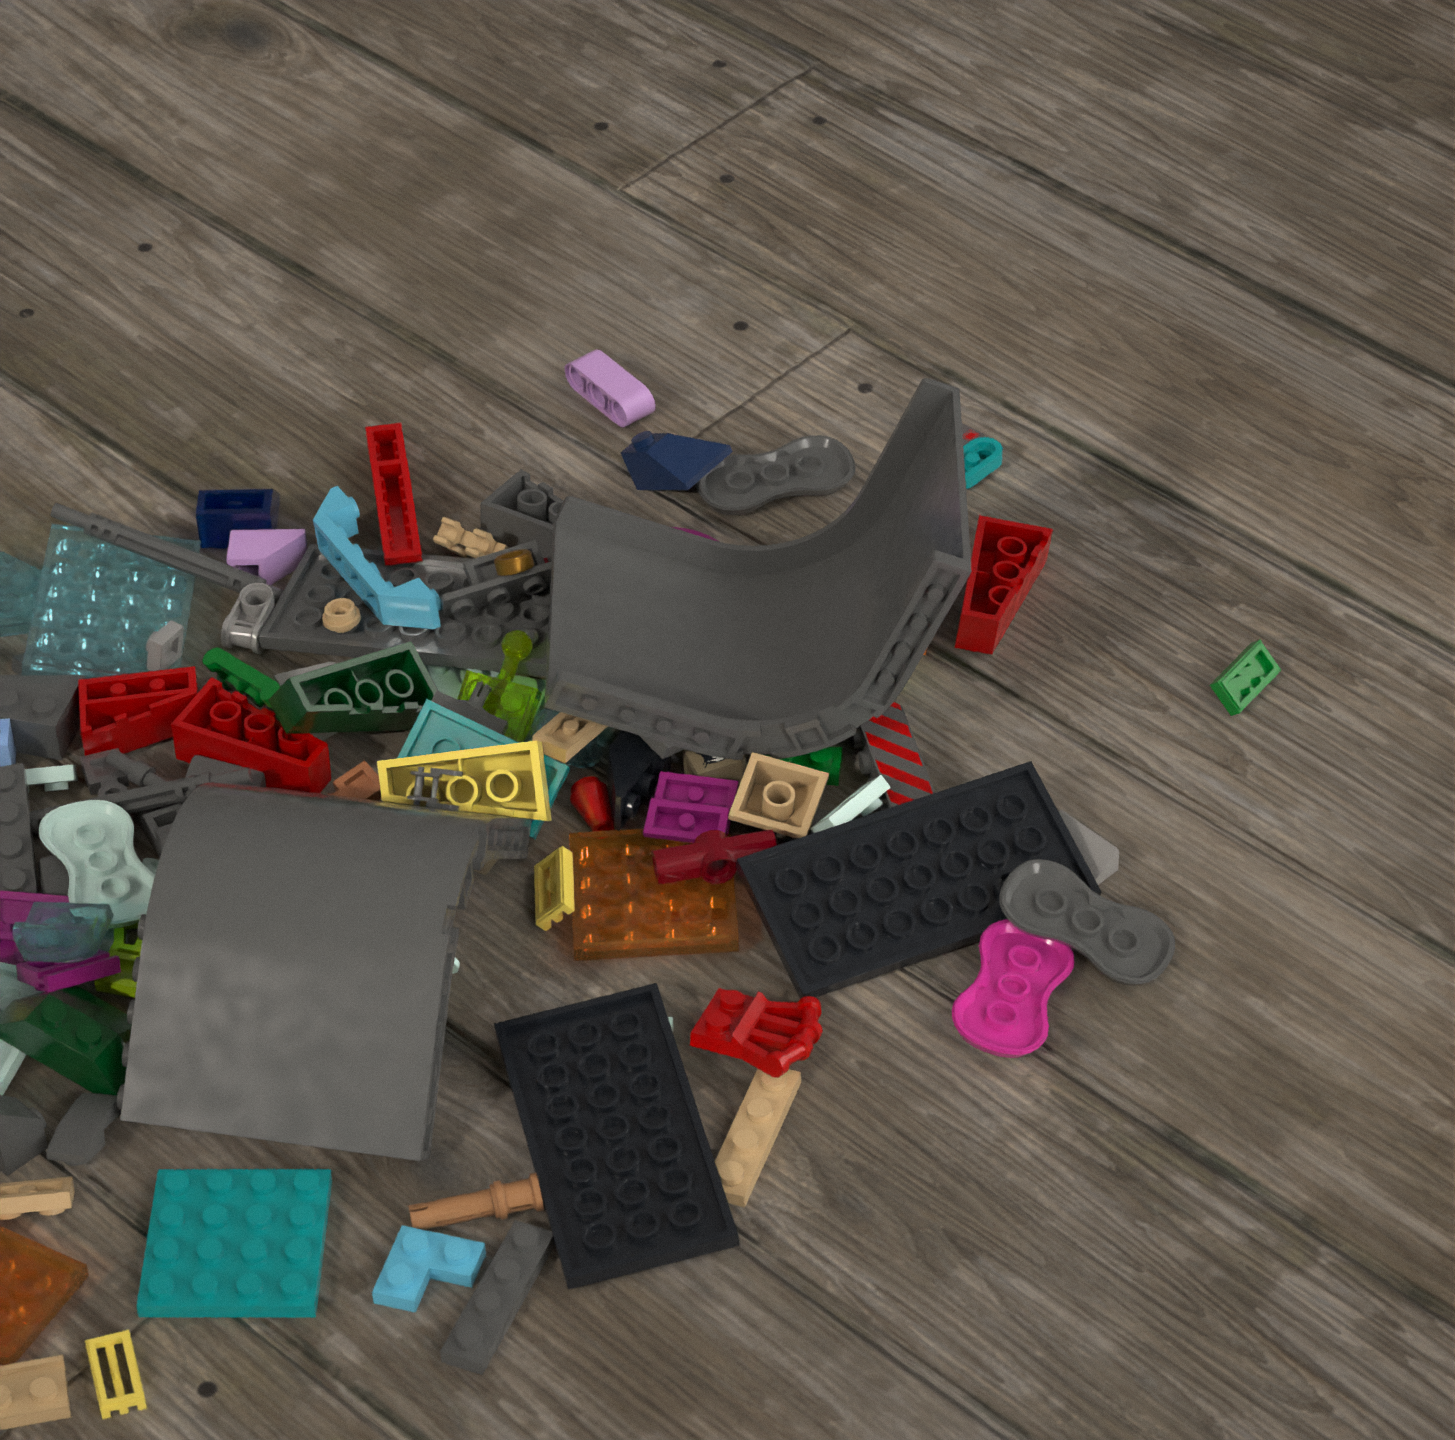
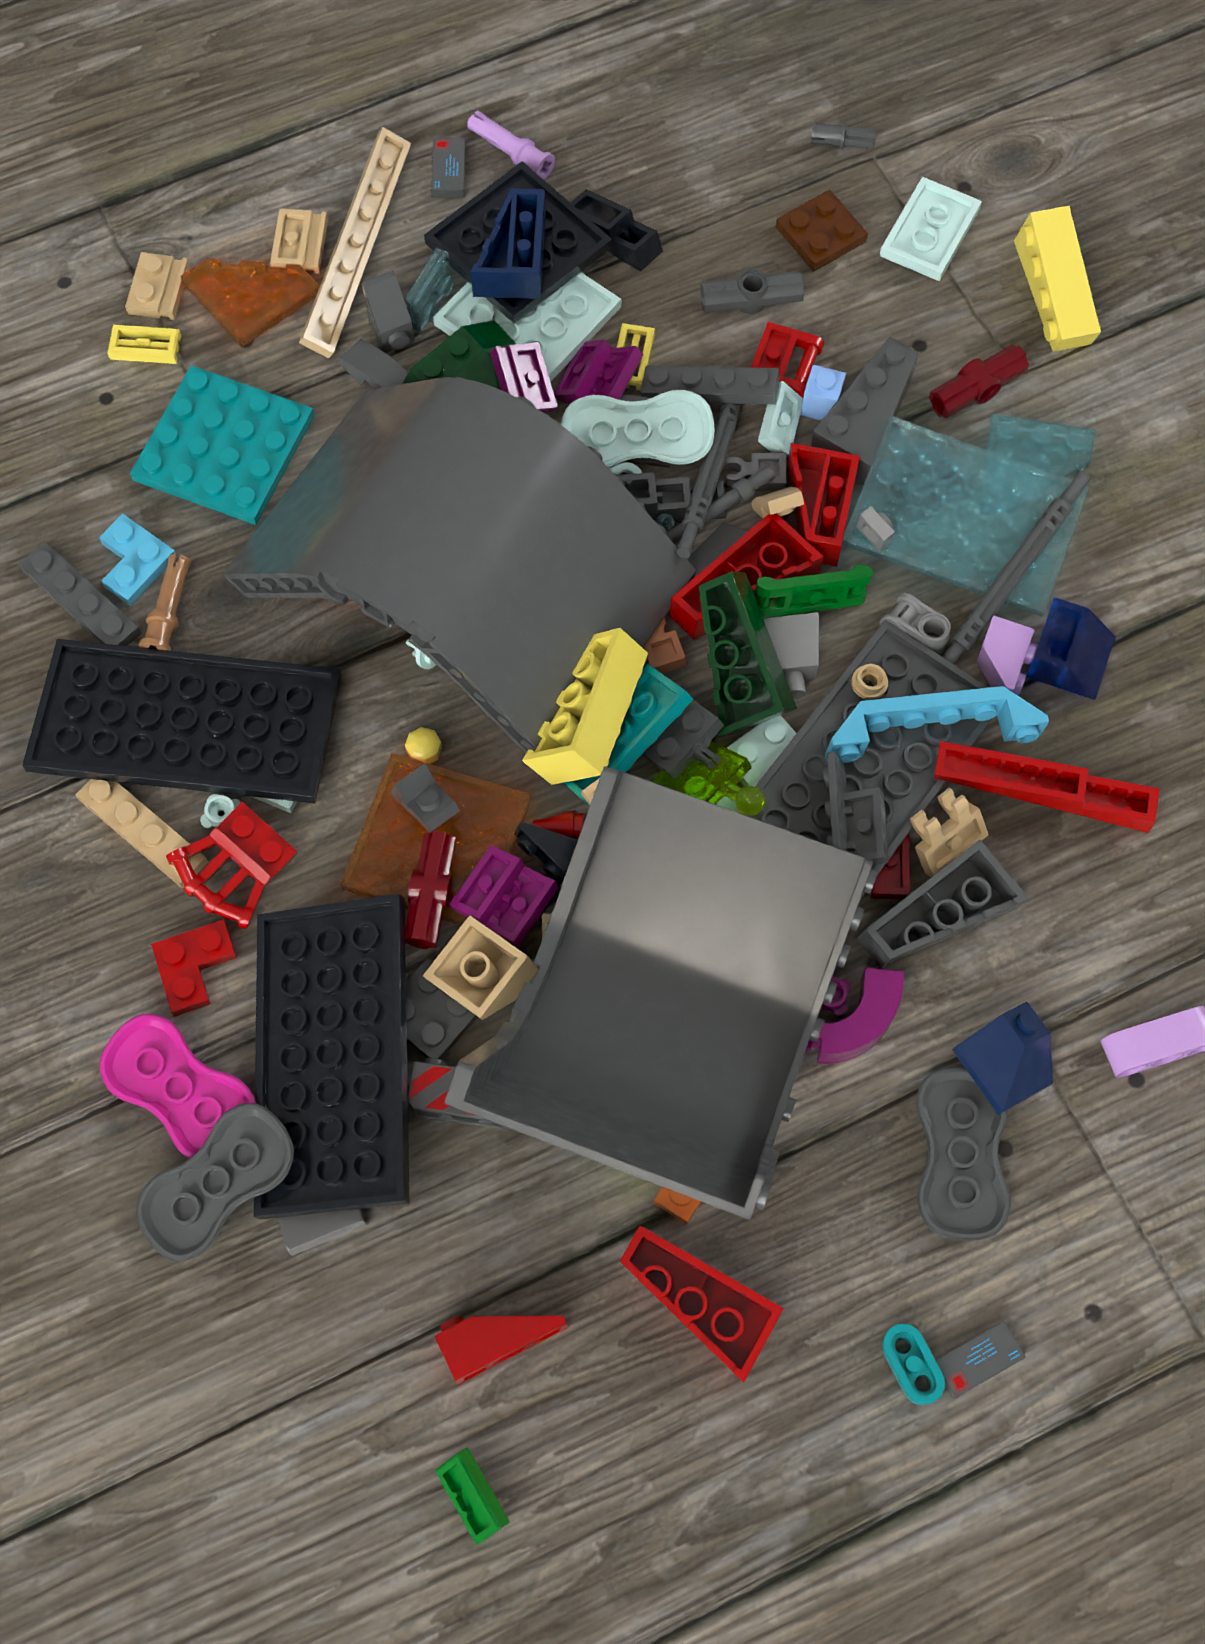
camera: 110 degrees right, 25 degrees up
(62, 931) = (554, 375): clear light blue slope -> none
(151, 730) = (779, 502): none -> tan slope
(432, 802) = (575, 667): dark grey piece -> none
(513, 562) = (850, 823): pearl gold tile -> none
(549, 940) = (423, 745): none -> light yellow tile
(554, 887) = (474, 763): light yellow tile -> none
(619, 887) = (424, 798): none -> dark grey slope
(704, 1070) = (215, 804): none -> light aqua plate
(862, 801) = (435, 1024): light aqua plate -> none
(878, 1046) = (184, 957): none -> red plate
(1114, 705) = (487, 1341): none -> red slope

